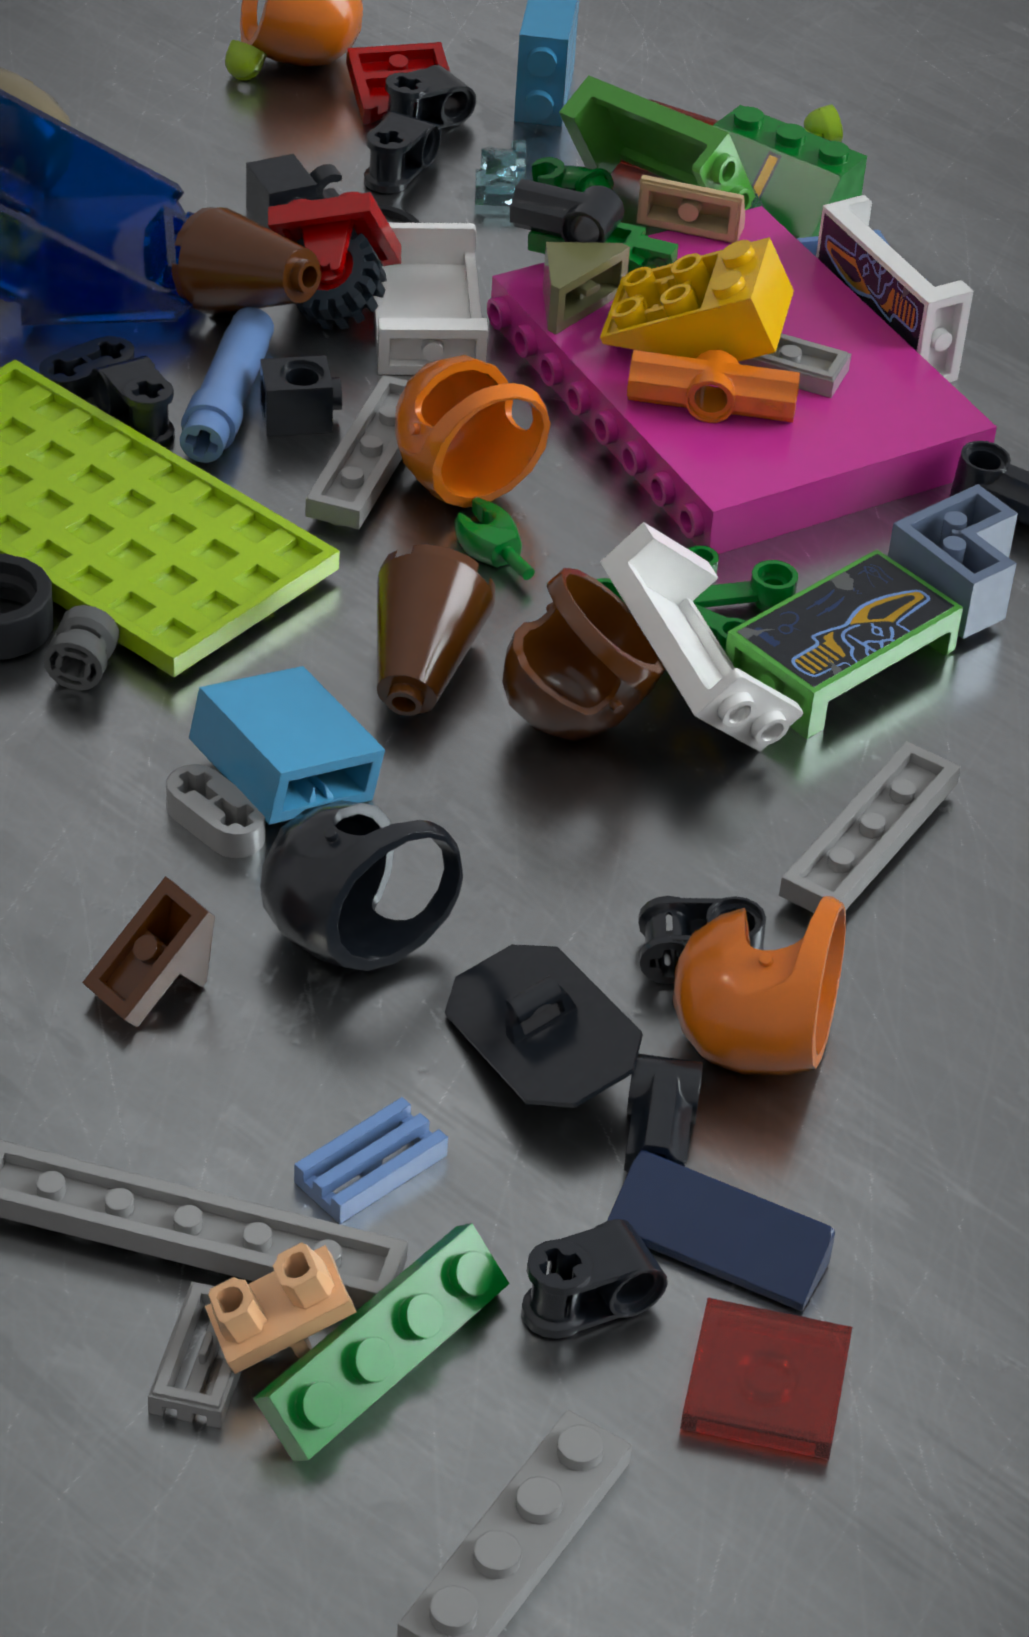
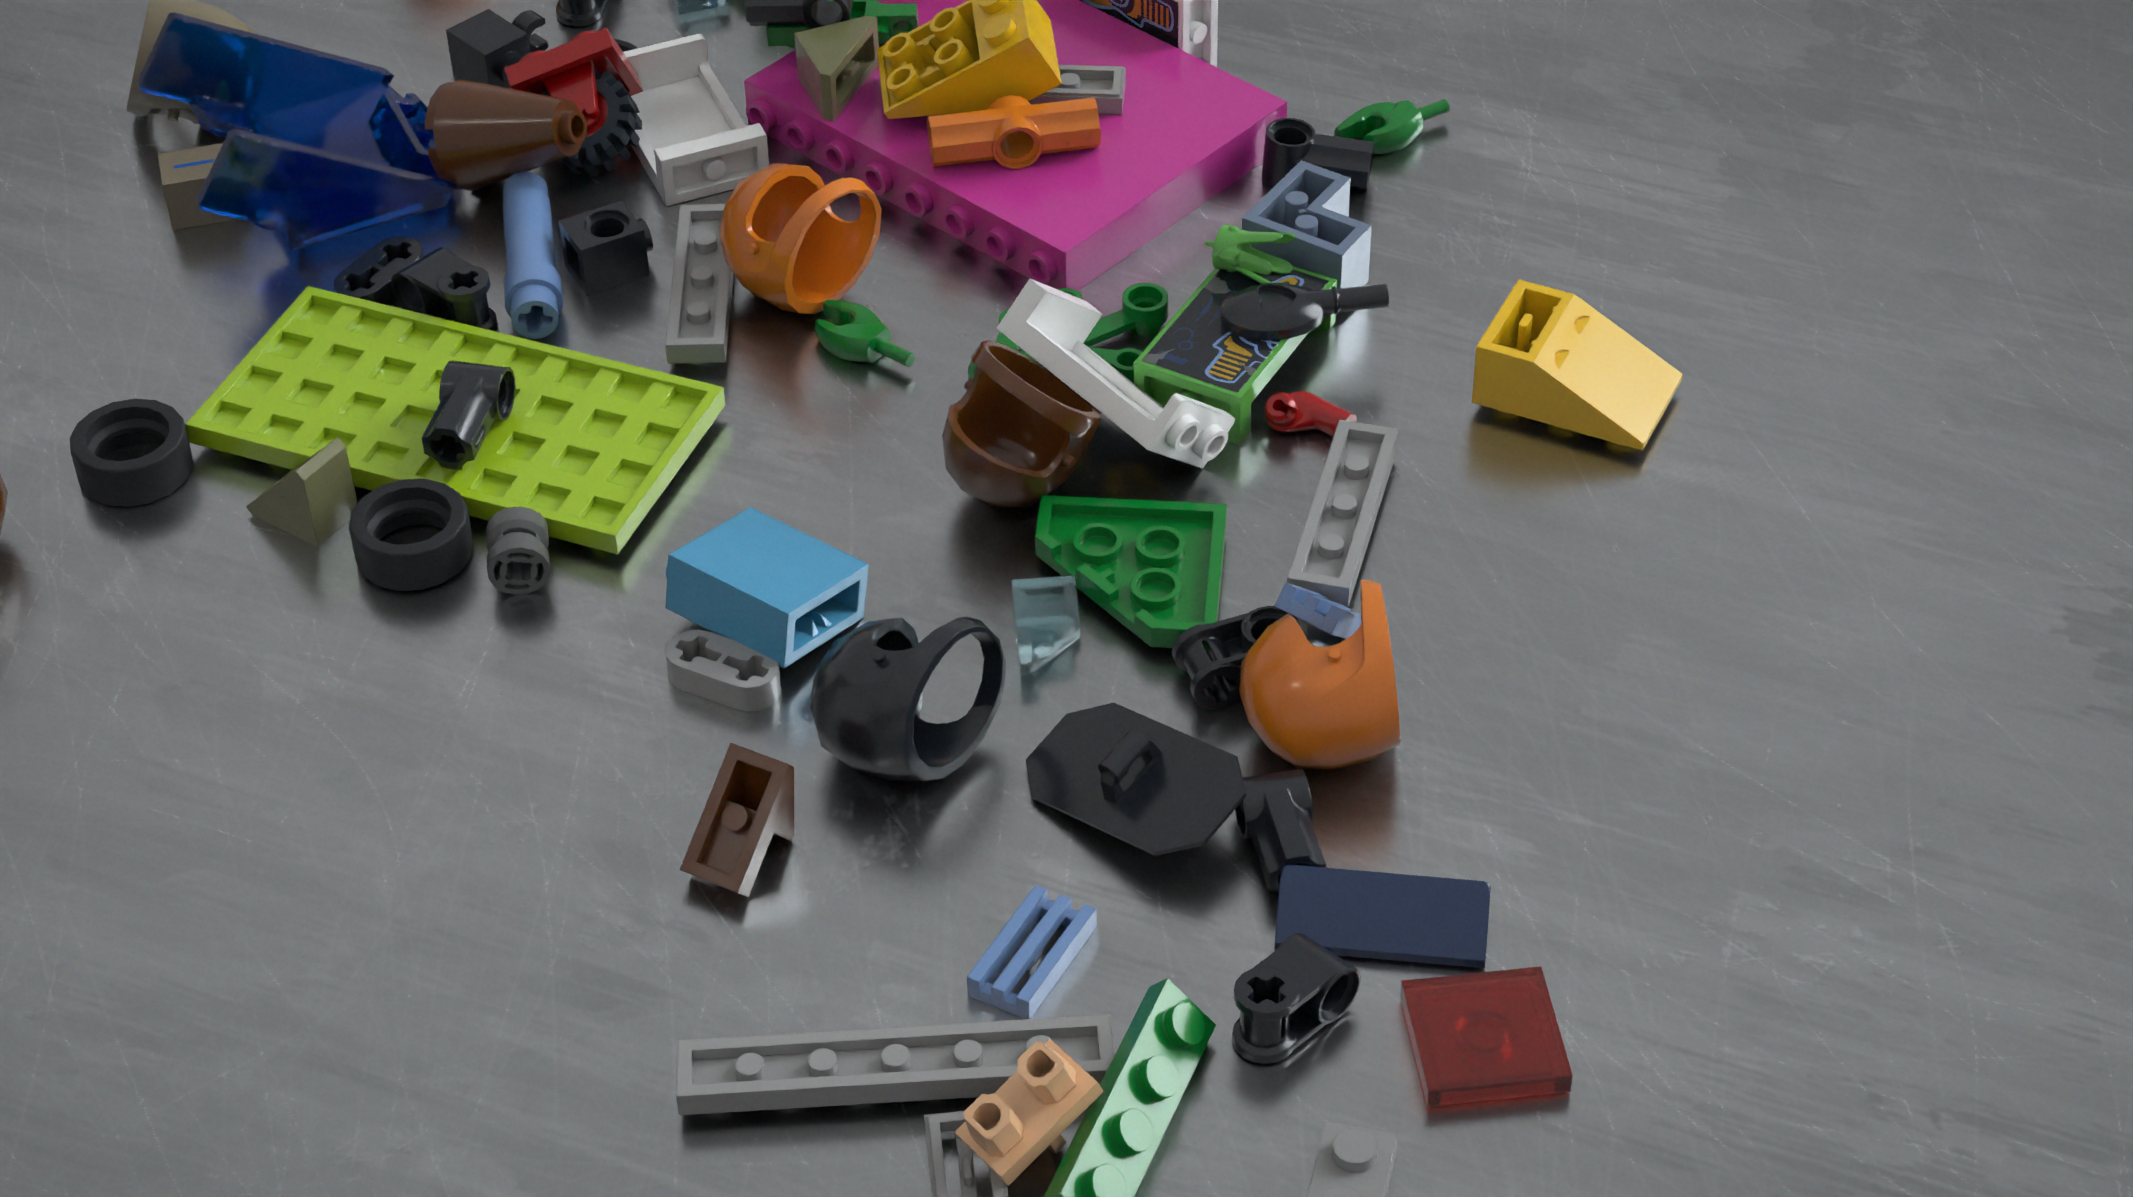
camera: 15 degrees left, 0 degrees up
(97, 499) = (469, 403): none -> black piece
(426, 623) = (845, 433): reddish brown cone -> none
(536, 850) = (1044, 619): none -> clear light blue slope
(653, 819) = (1139, 559): none -> green plate
(781, 910) = (1318, 611): none -> medium blue tile
(870, 552) = (1234, 252): none -> bright green piece
(878, 725) = (1304, 412): none -> red arm
(902, 623) = (1292, 310): none -> black piece

